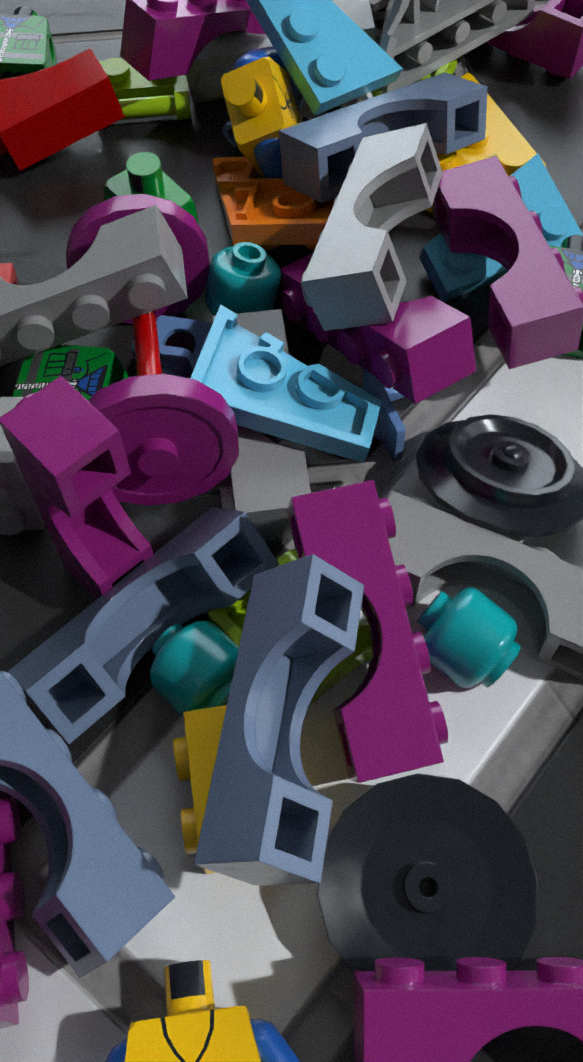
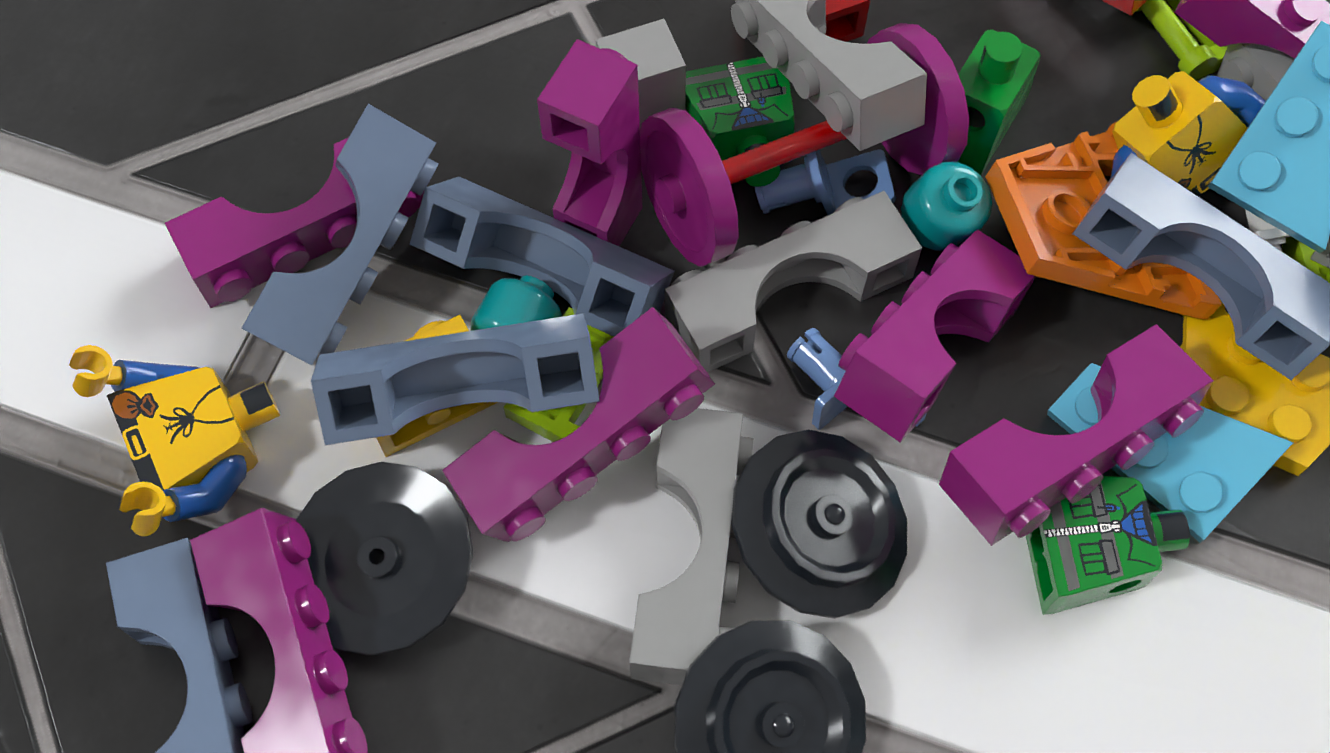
camera: 70 degrees right, 5 degrees up
(284, 395) = (804, 273): medium azure wing -> none
(354, 268) = (1095, 276): light grey arch -> none
(469, 637) = (623, 532): teal head -> none

